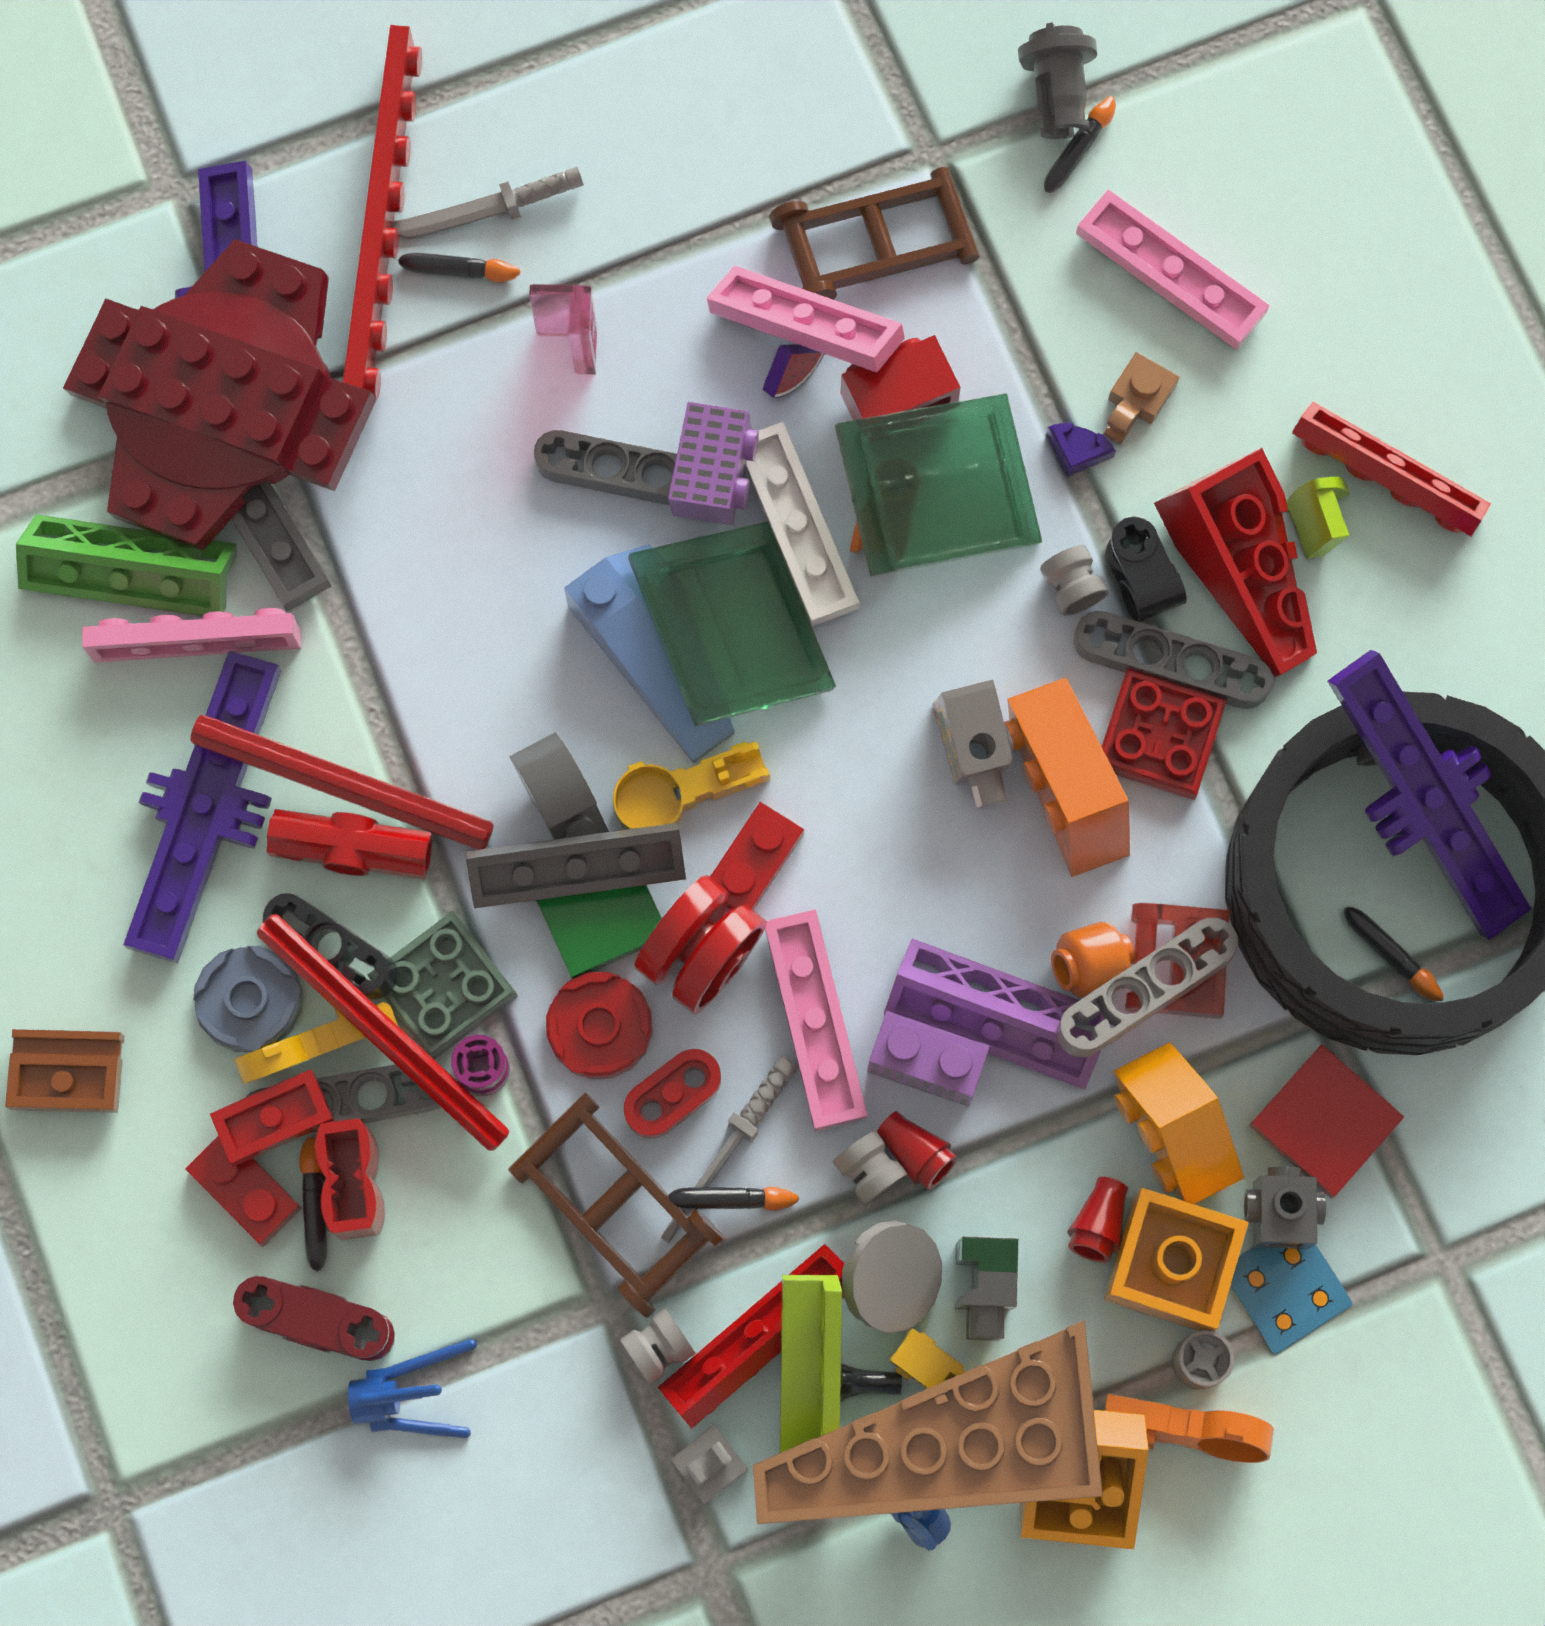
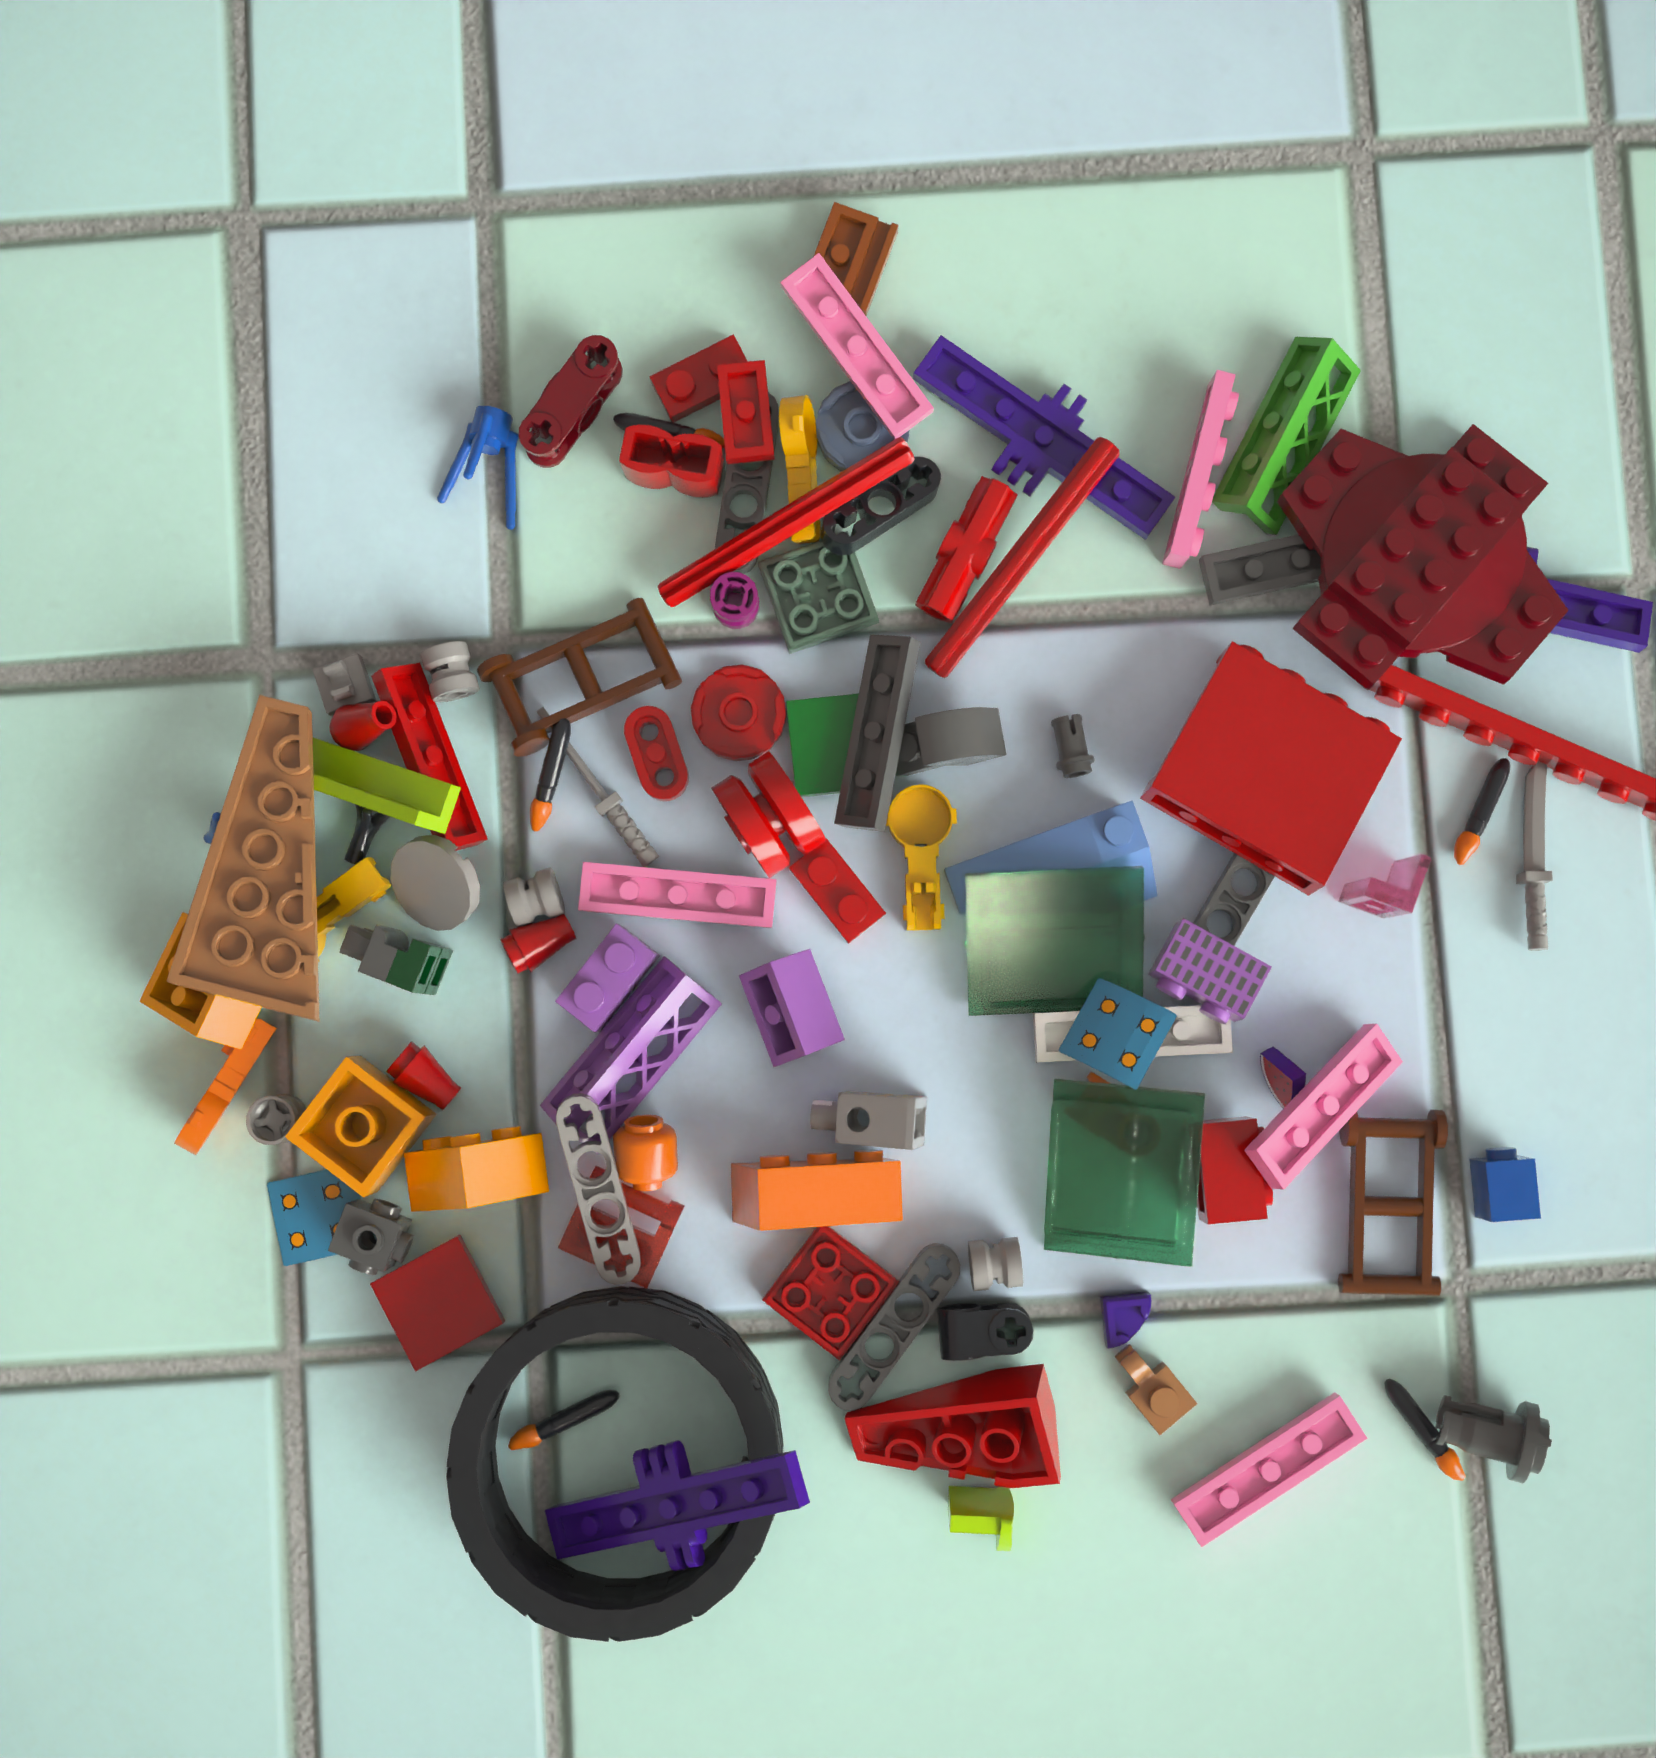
camera: 110 degrees right, 10 degrees up
(164, 1024) = (856, 346): none -> bright pink plate
(484, 467) = (1272, 768): none -> red panel
(524, 673) = (1072, 746): none -> dark grey pin
(748, 1422) = (361, 724): none -> red cone
(803, 530) = (1118, 1033): none -> dark azure sticker
(822, 138) = (1504, 1186): none -> blue brick
(891, 858) = (791, 1007): none -> medium lavender brick
(1404, 476) = (1004, 1598): red plate -> none

